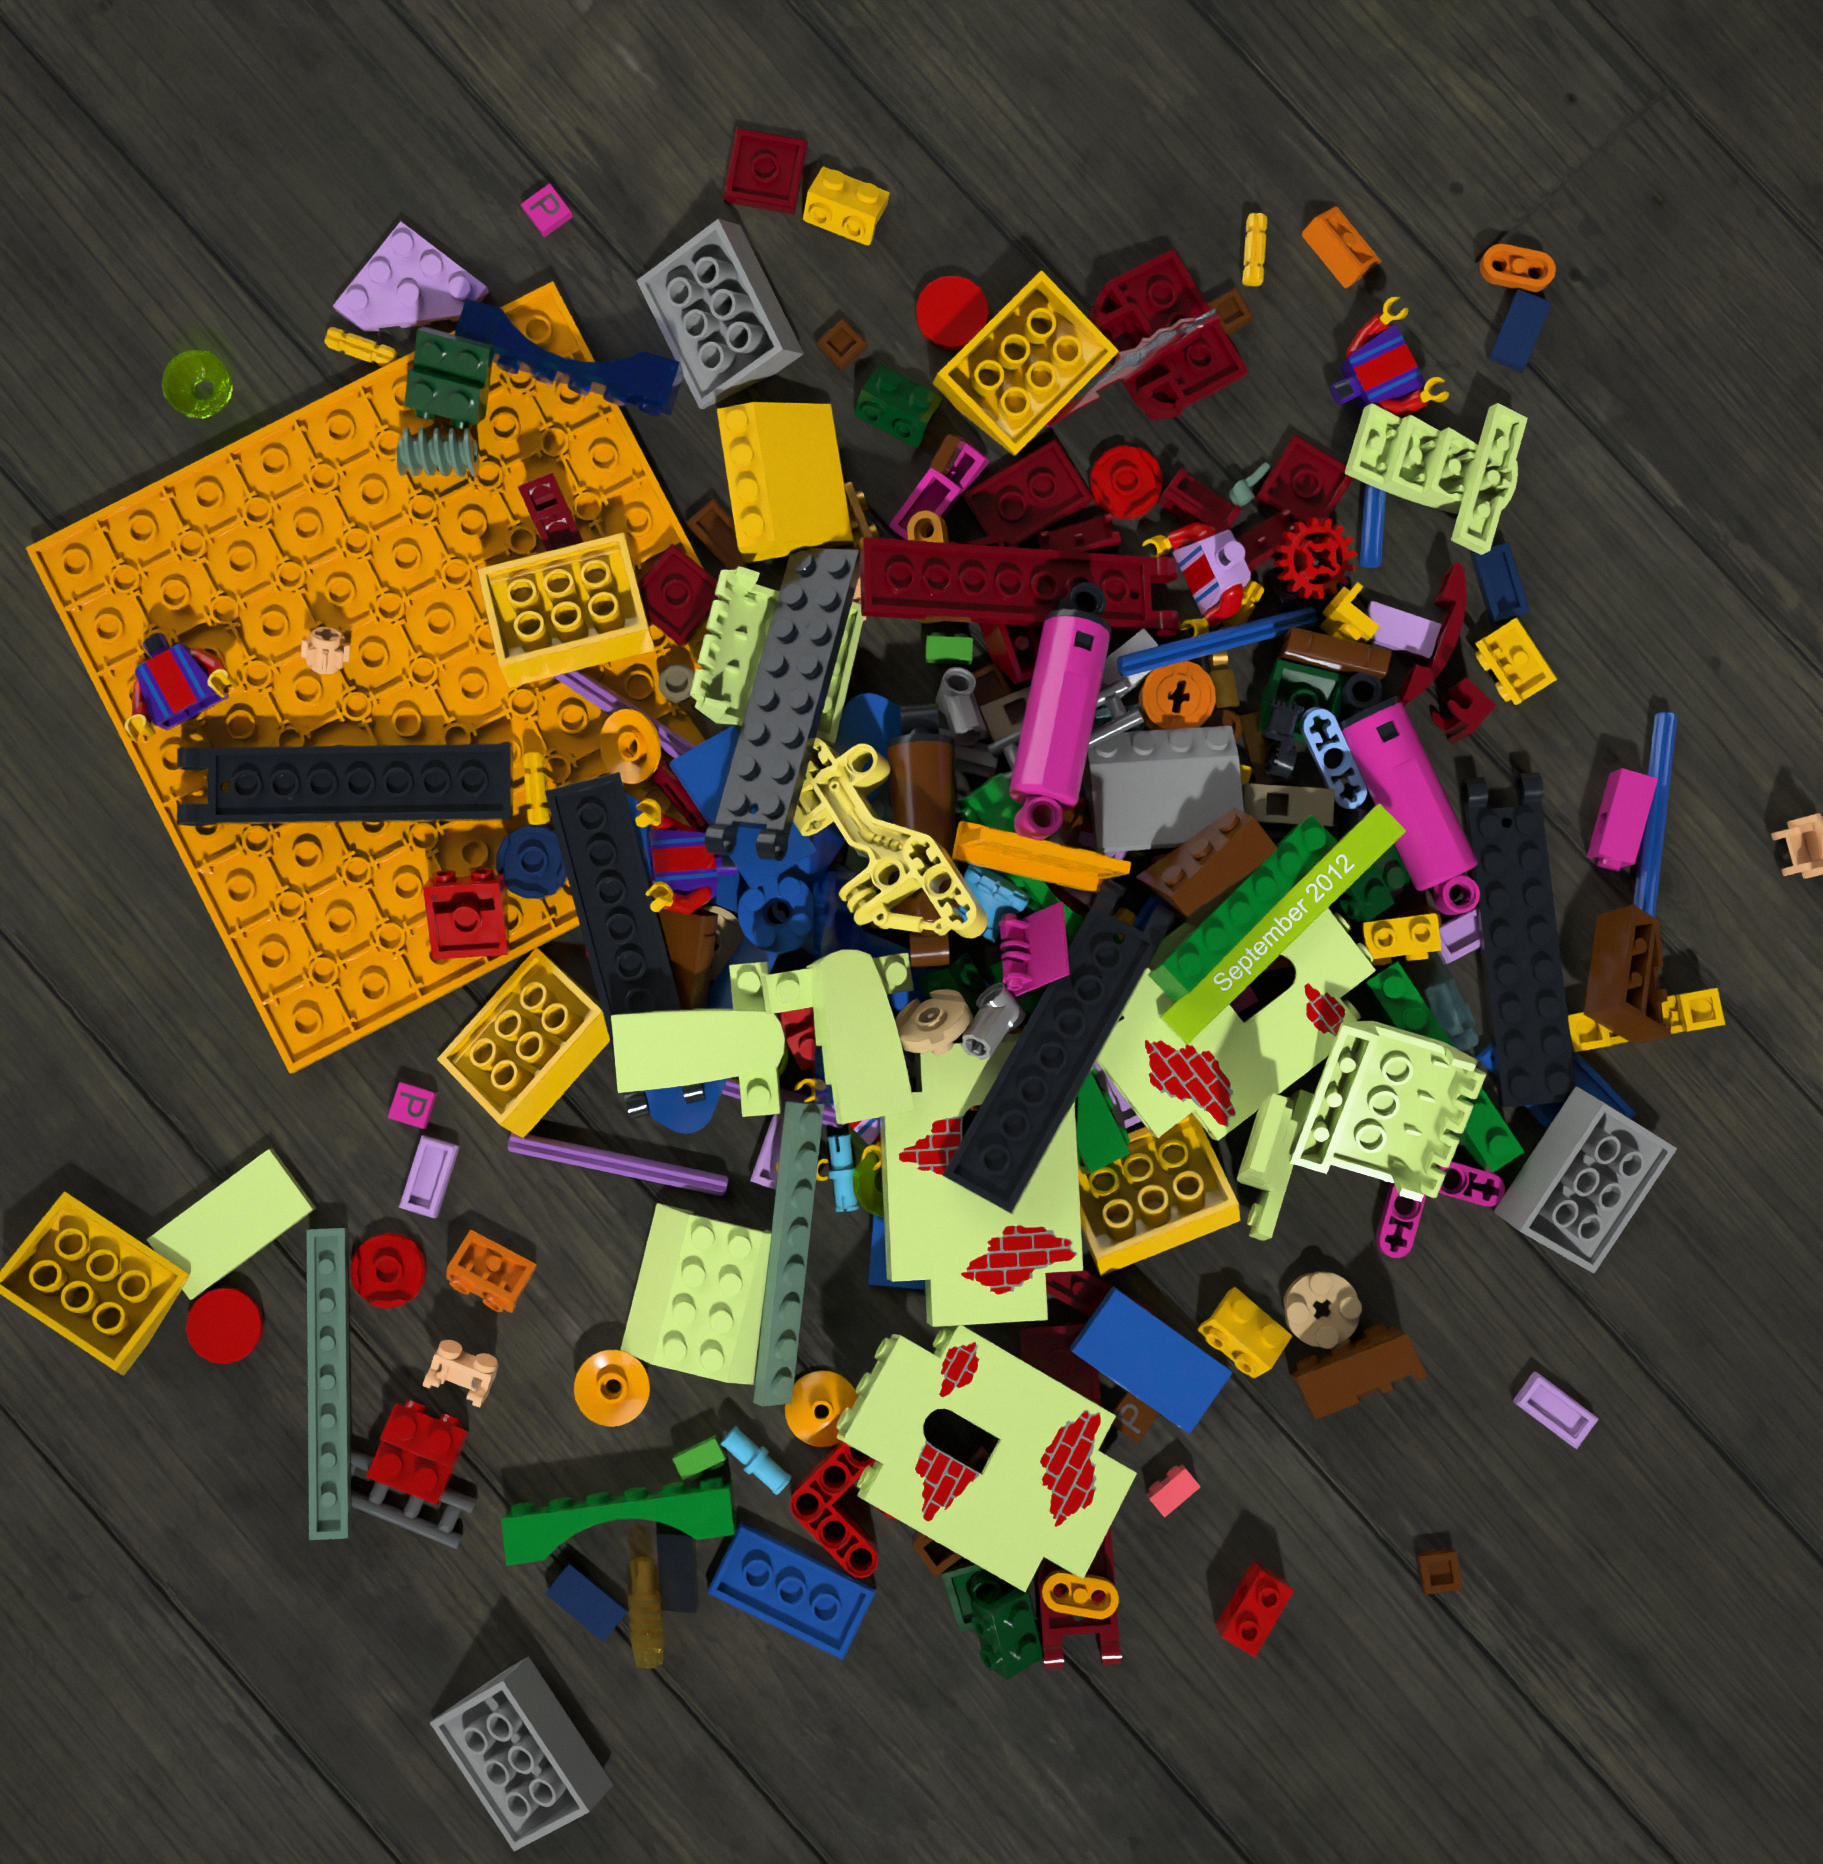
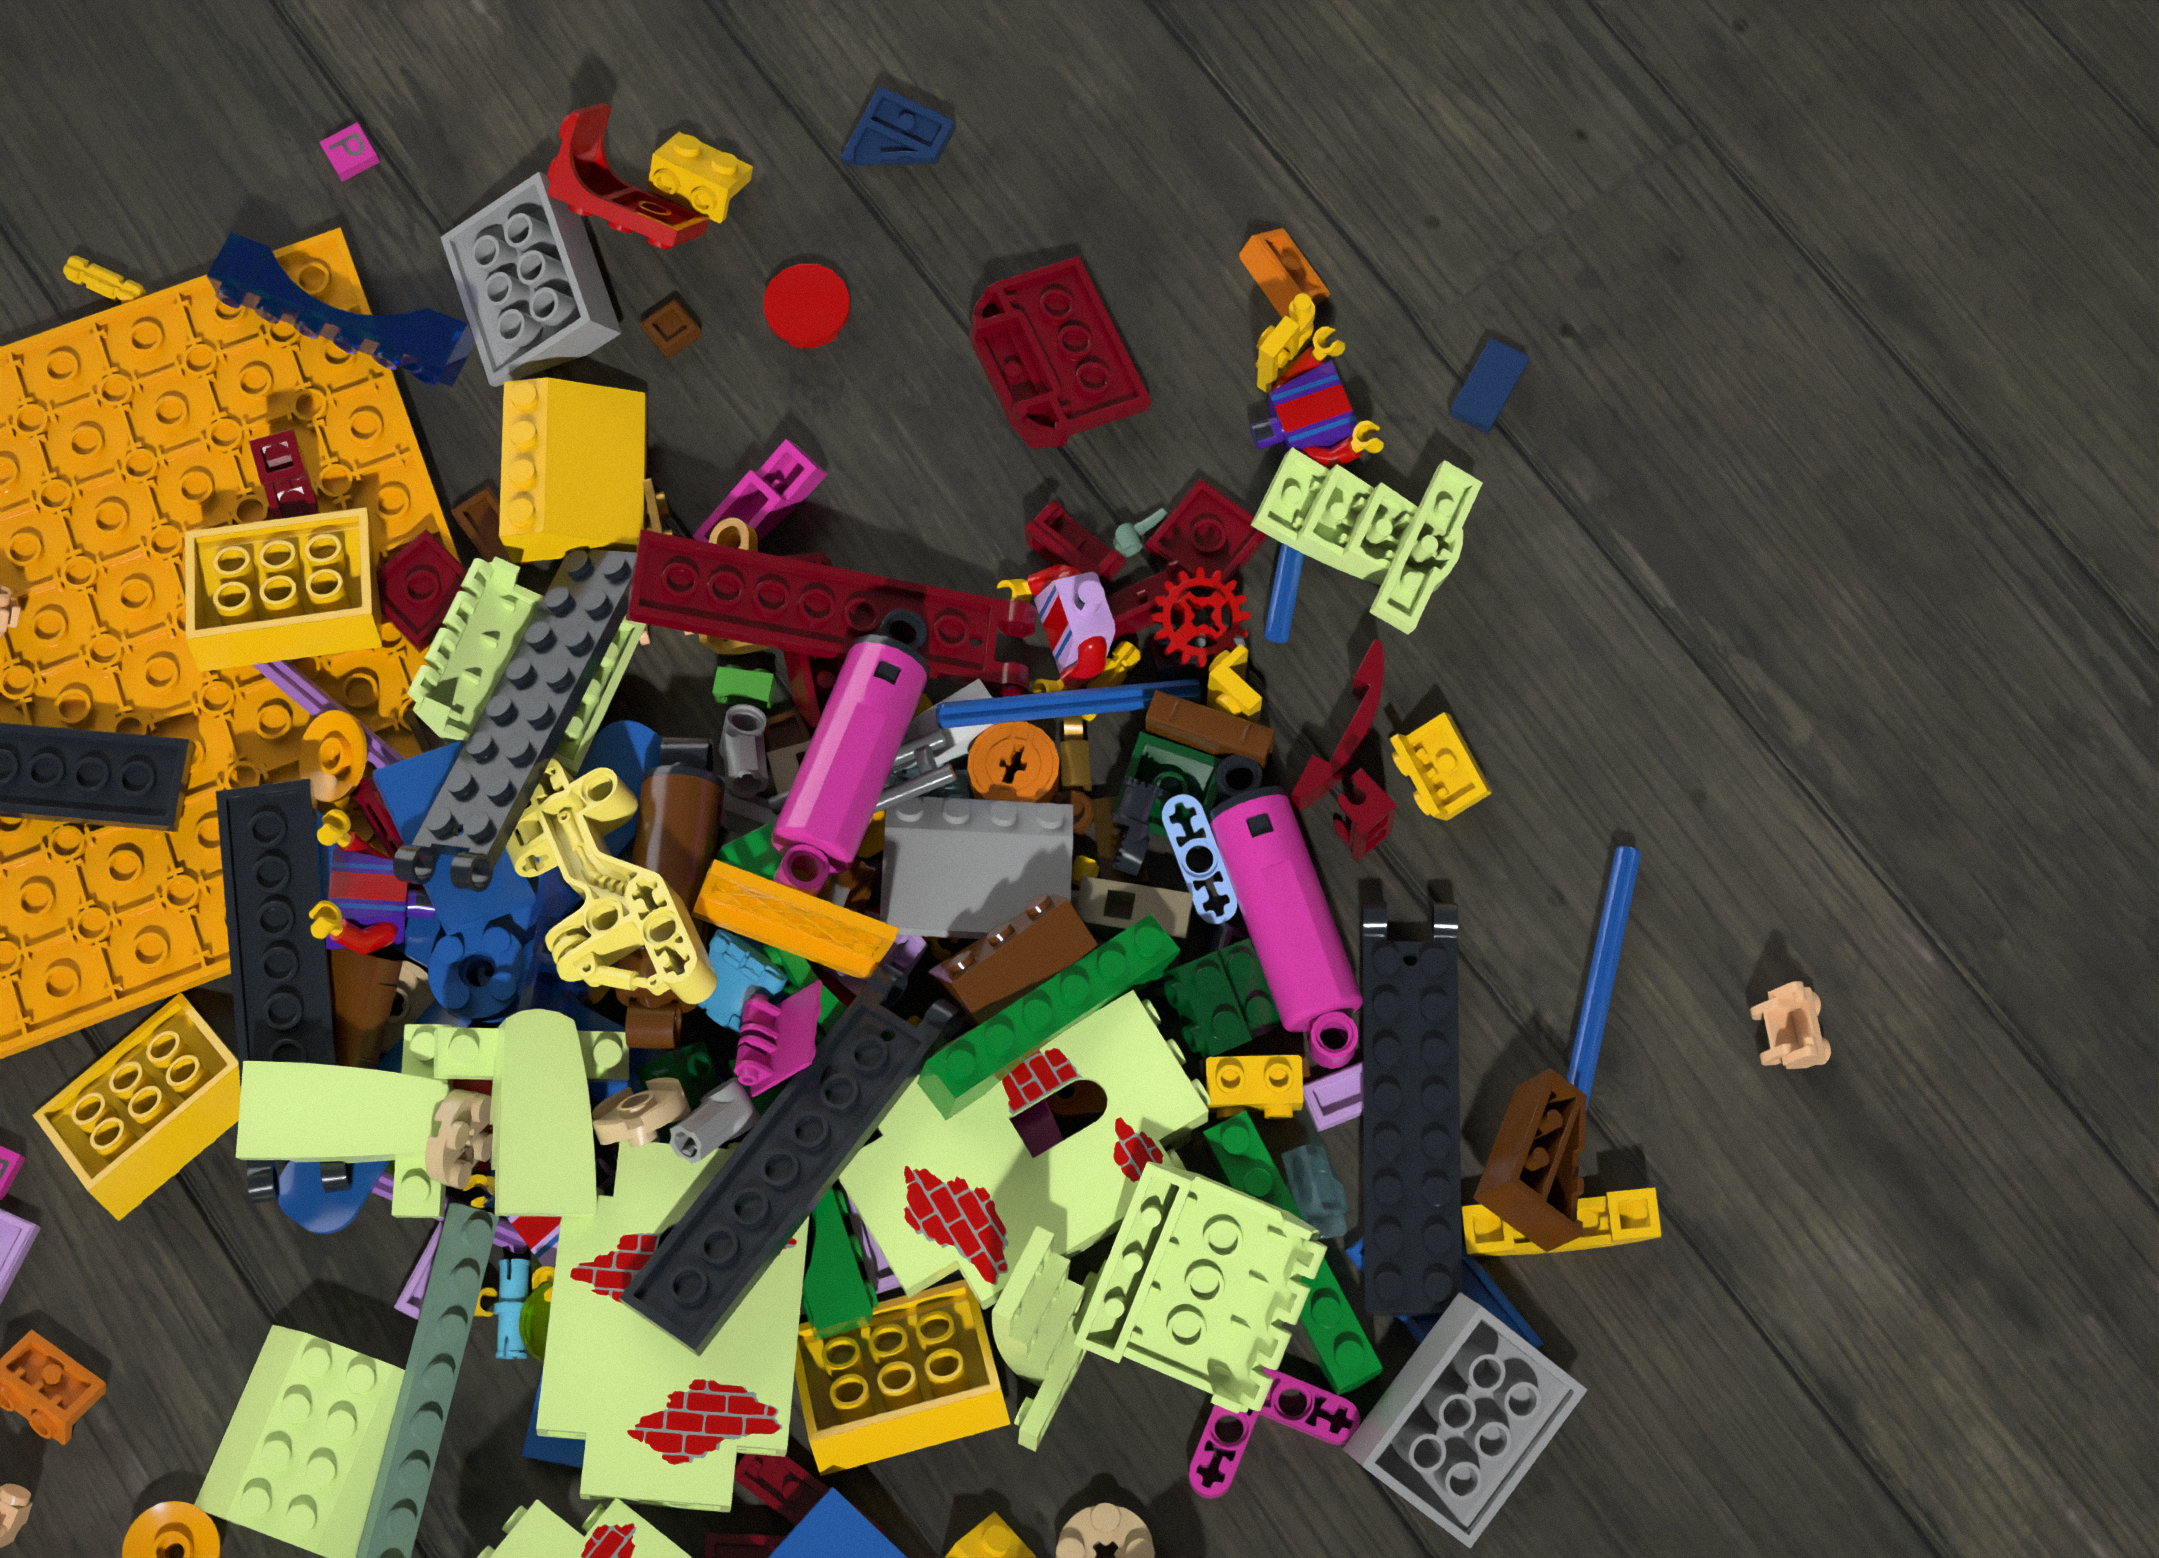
camera: 15 degrees right, 15 degrees down
(407, 286) = (170, 219): lavender plate -> none
(437, 453) = (166, 401): sand green piece -> none
(449, 378) = (196, 318): dark green plate -> none
(467, 914) = (98, 935): red plate -> none
(531, 862) = (188, 885): dark blue tile -> none
(535, 788) = (215, 769): yellow axle -> none
(619, 1163) = (233, 1268): medium lavender axle -> none
(676, 682) = (395, 690): dark tan tile -> none
(765, 171) = (630, 127): dark red tile -> none
(766, 230) = (591, 187): none -> red bracket
(793, 1055) = (461, 1138): none -> tan plate
(897, 405) = (724, 402): dark green bracket -> none
(947, 454) = (769, 456): reddish brown tile -> none
(1007, 150) = (897, 133): none -> dark blue wing
(1025, 364) = (878, 365): yellow slope -> none
(1028, 495) = (869, 518): dark red tile -> none
(1087, 536) = (935, 570): dark red hinge -> none
(1126, 482) = (988, 515): red tile -> none
(1136, 361) = (1002, 378): dark red sword -> none
(1232, 311) = (1140, 334): reddish brown tile -> none
(1254, 249) = (1178, 267): yellow axle -> none
(1284, 923) = (1093, 1040): lime tile -> none
(1356, 310) = (1283, 344): none -> yellow plate
(1403, 631) = (1304, 718): lavender tile -> none
(1500, 584) = (1435, 674): dark blue tile -> none
(1515, 265) = (1493, 312): orange plate -> none
(1621, 819) = (1557, 970): dark pink brick -> none

